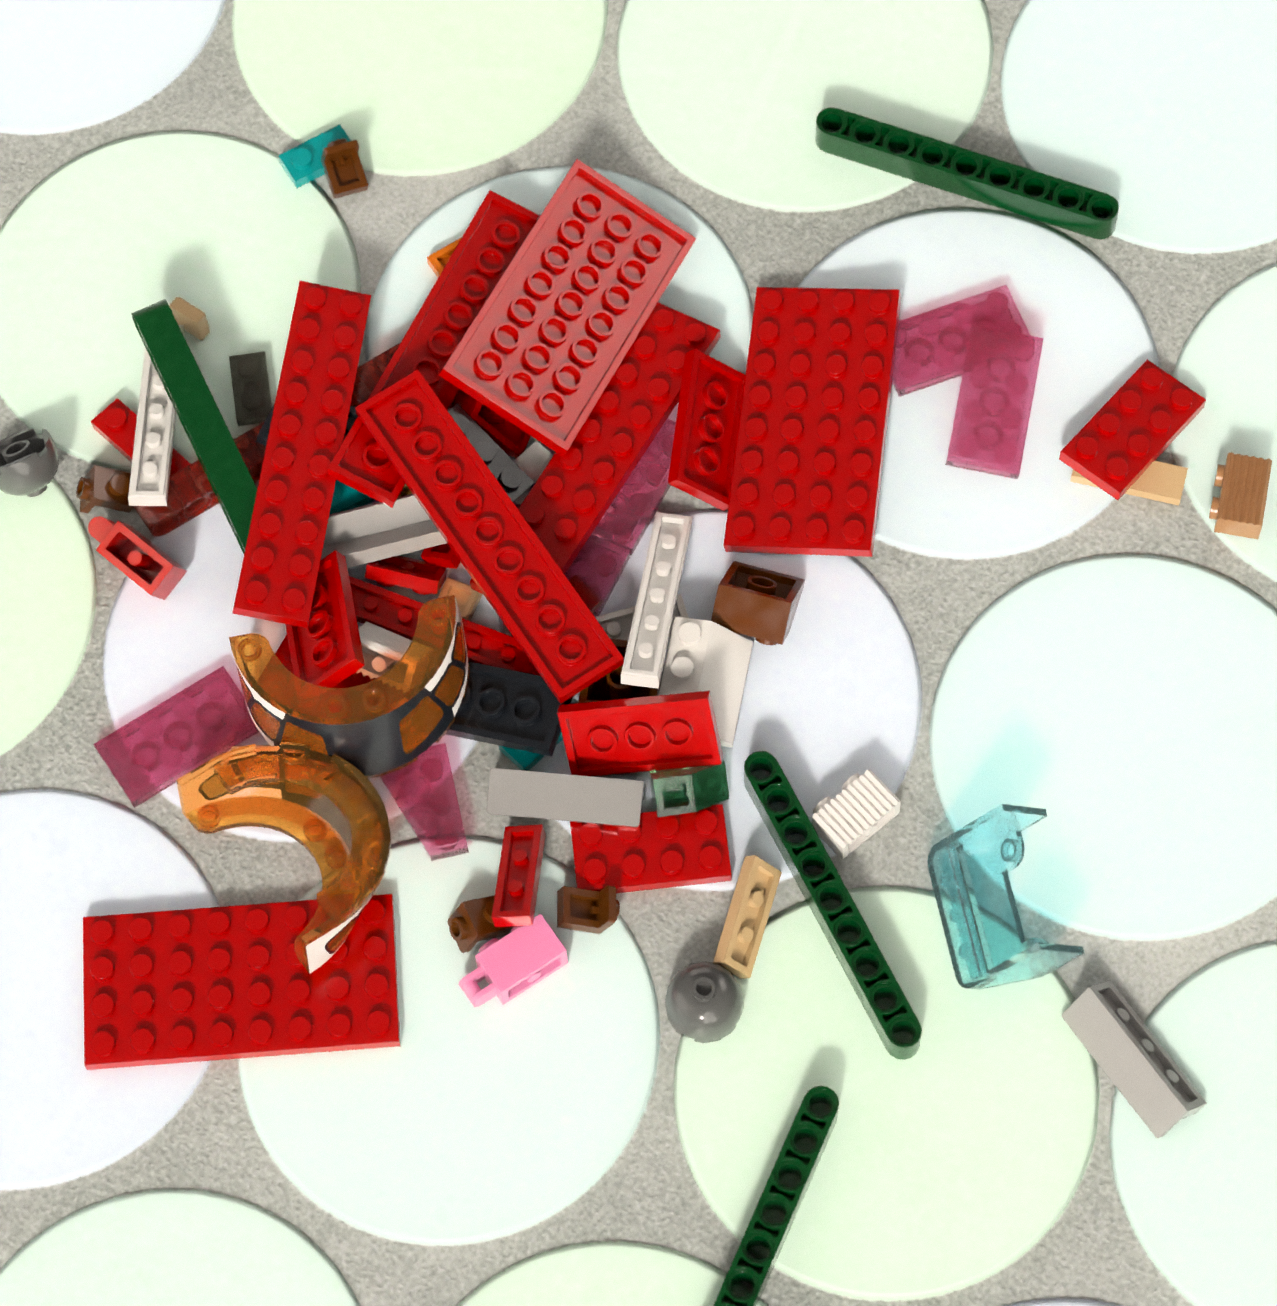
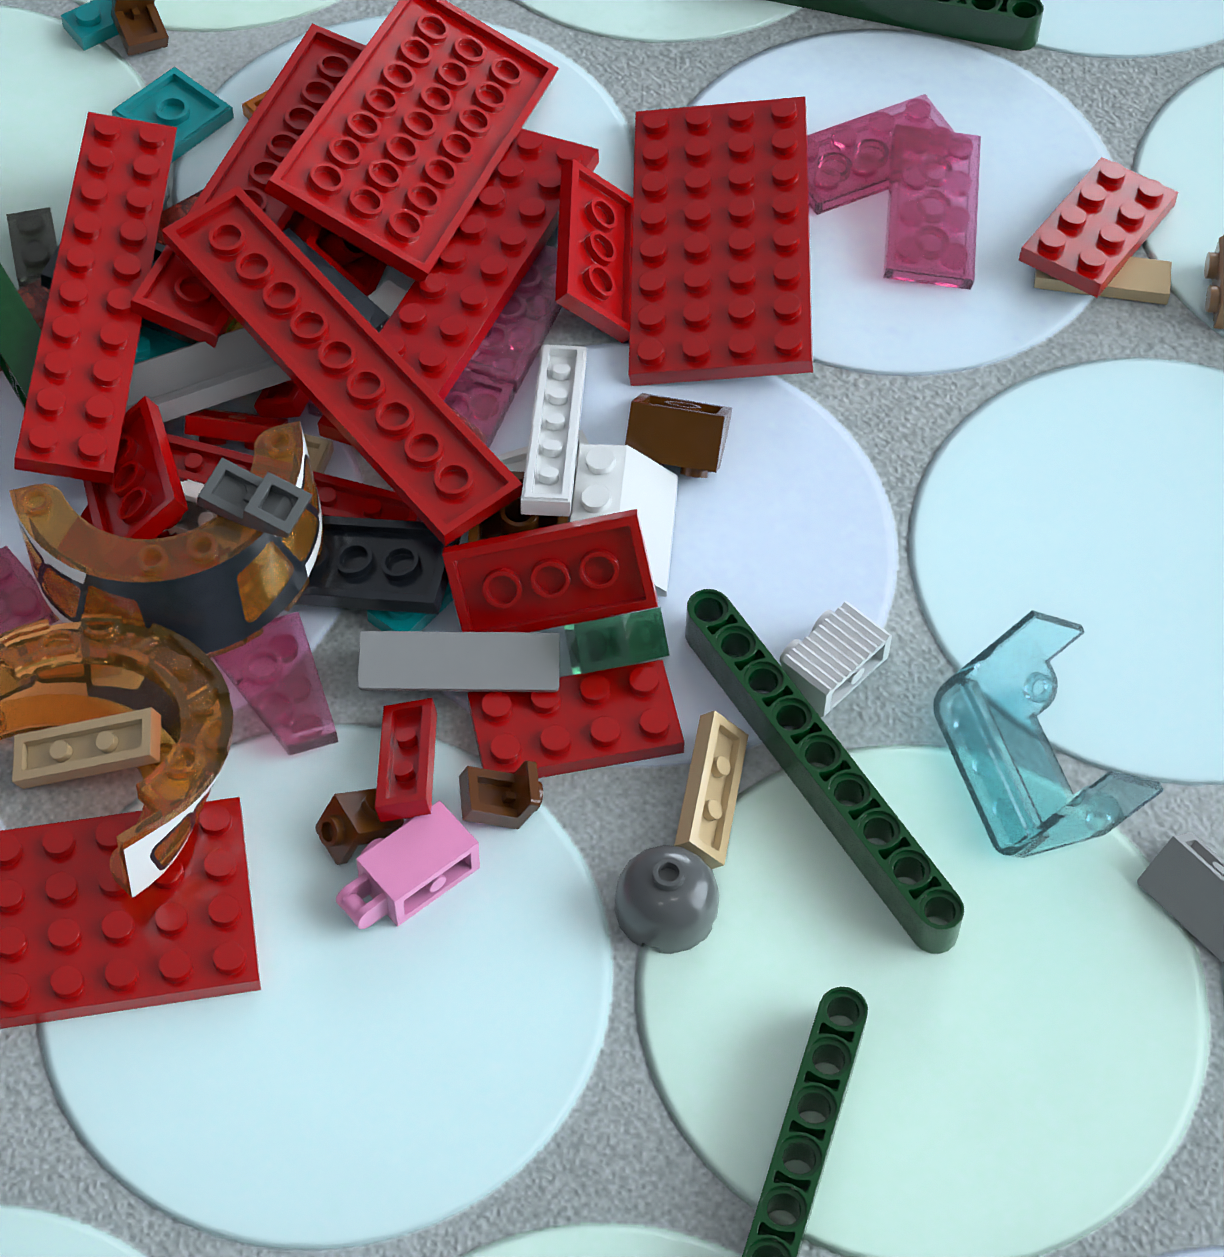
camera: 10 degrees left, 10 degrees down
(280, 848) = (86, 748): none -> tan plate
(369, 260) = (179, 103): none -> teal tile
(415, 664) = (253, 501): none -> dark grey slope

